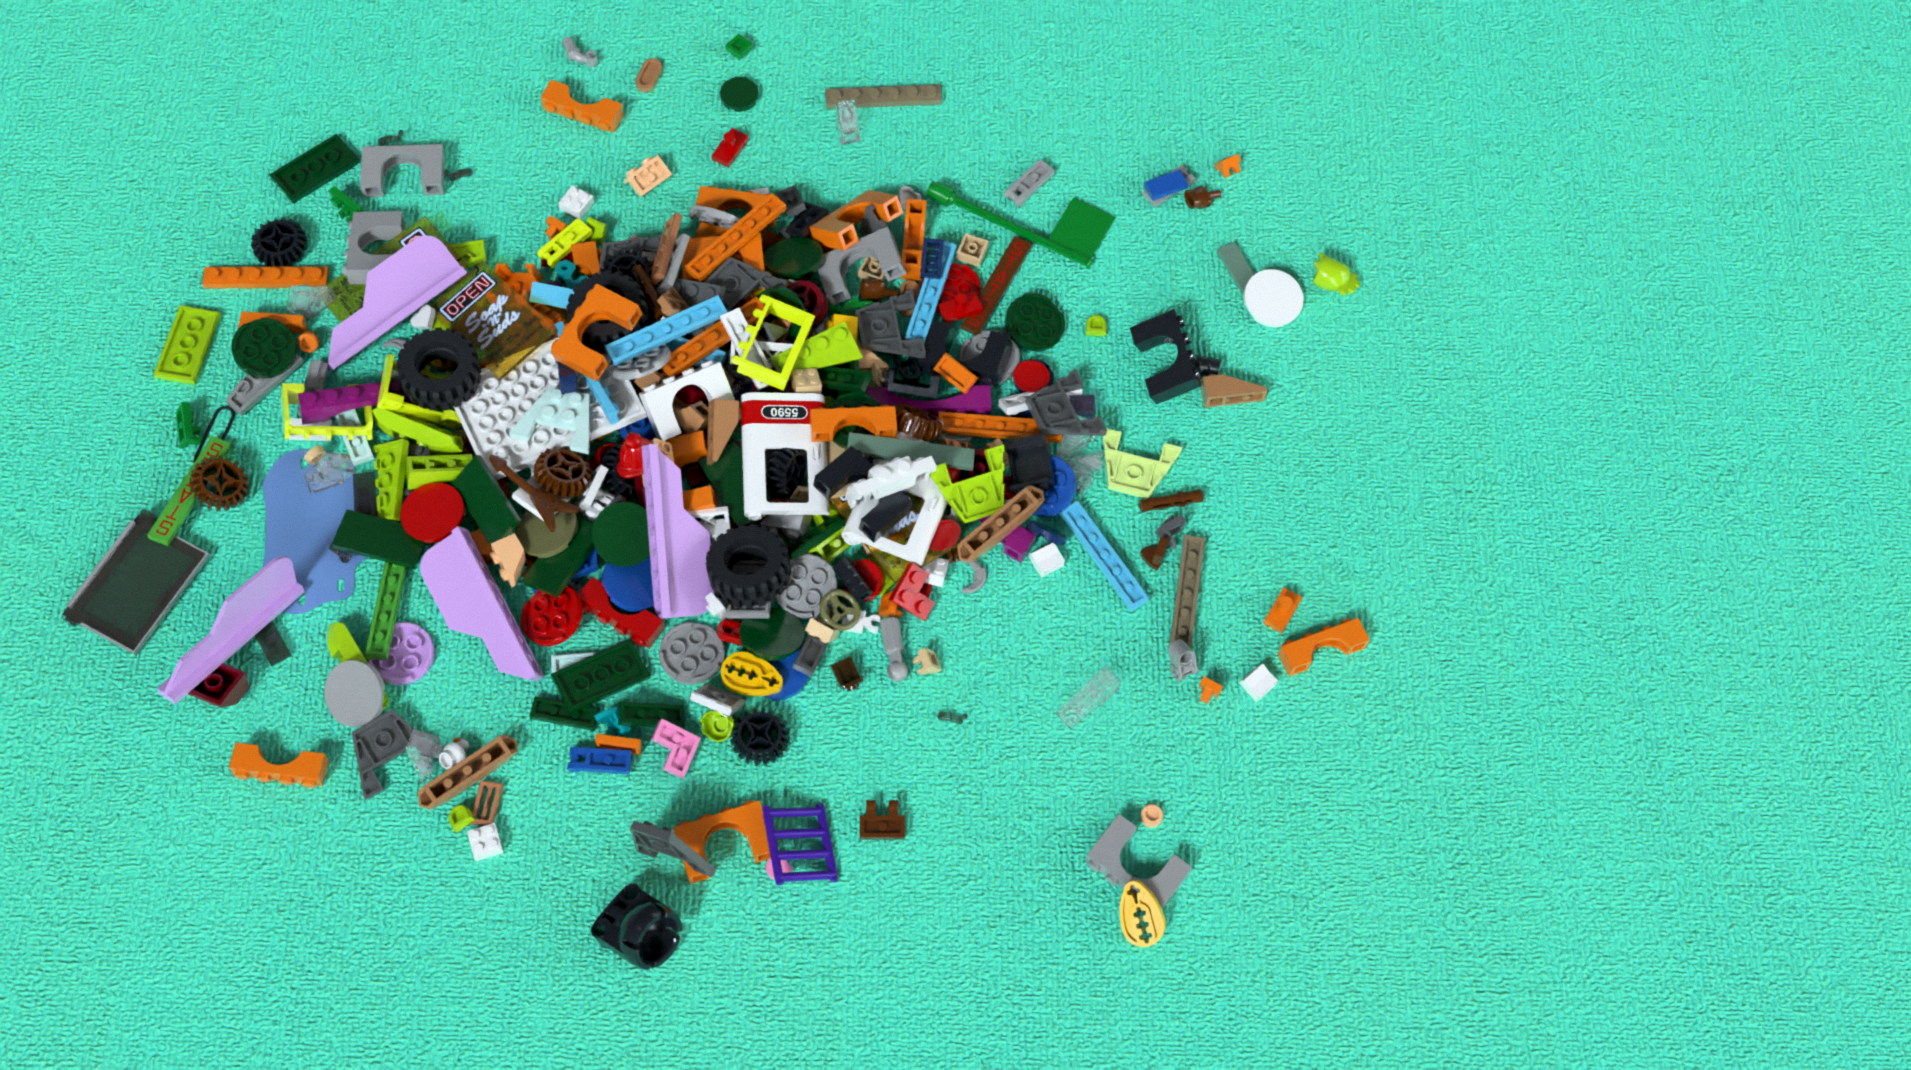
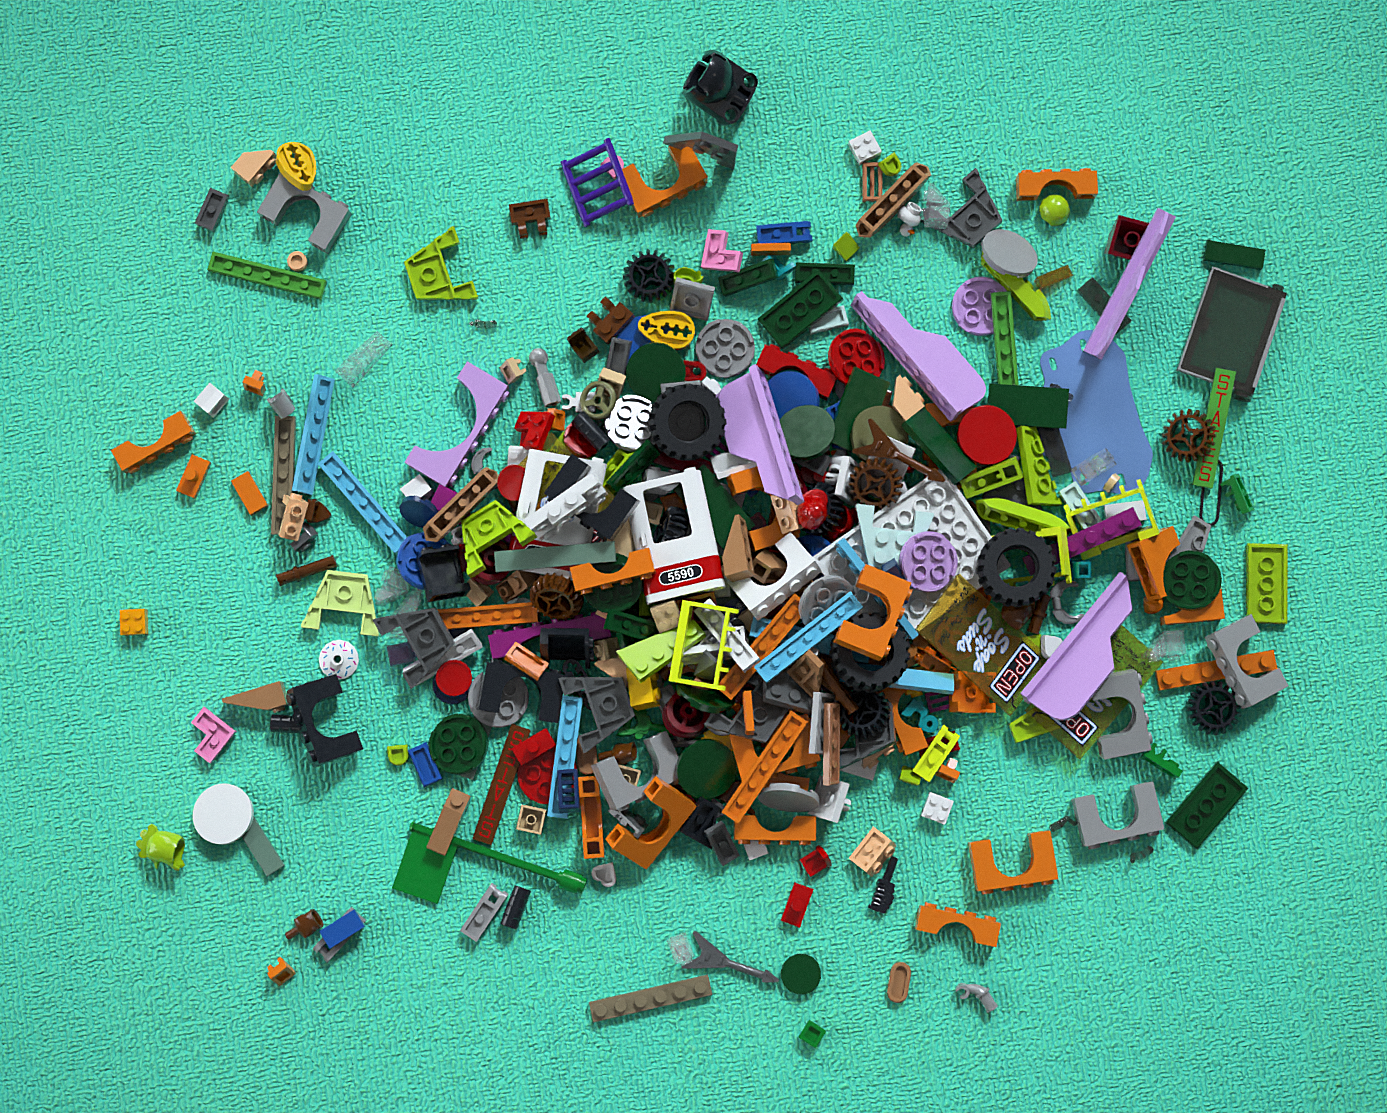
camera: 175 degrees right, 20 degrees up
(105, 664) = (1234, 255): none -> dark green tile
(249, 288) = (1224, 647): none -> light grey arch
(289, 741) = (1054, 210): none -> lime hair
(299, 368) = (1150, 558): none -> orange arch
(312, 670) = (1053, 277): none -> clear orange piece
(372, 371) = (1080, 568): none -> teal leg
(493, 136) = (1041, 867): none -> orange arch
(527, 390) = (928, 561): none -> lavender tile
(534, 738) = (846, 246): none -> lime slope
(643, 146) = (883, 896): none -> black piece
(680, 204) = (831, 800): none -> white tile
(704, 177) = (816, 861): none -> red tile
(741, 281) = (748, 713): none -> orange tile
(808, 693) = (613, 323): none -> reddish brown plate
(817, 118) = (714, 958): none -> dark grey piece
(998, 182) = (515, 907): none -> black axle
(1004, 778) = (430, 275): none -> lime wing
(1015, 577) = (444, 465): none -> lavender arch
(1052, 257) = (448, 821): none -> medium nougat slope
(1072, 315) = (424, 765): none -> blue tile
(1145, 425) = (348, 662): none -> white dish
(1151, 629) = (313, 434): none -> medium azure plate
(1176, 545) = (293, 516): none -> light nougat bracket
(1187, 805) = (267, 275): none -> bright green tile
(1193, 927) = (253, 165): none -> light nougat slope
(1224, 585) = (249, 493): none -> orange tile
(1243, 885) = (212, 209): none -> dark grey plate
(1275, 368) = (216, 731): none -> bright pink plate
(1353, 480) = (133, 622): none -> light orange piece

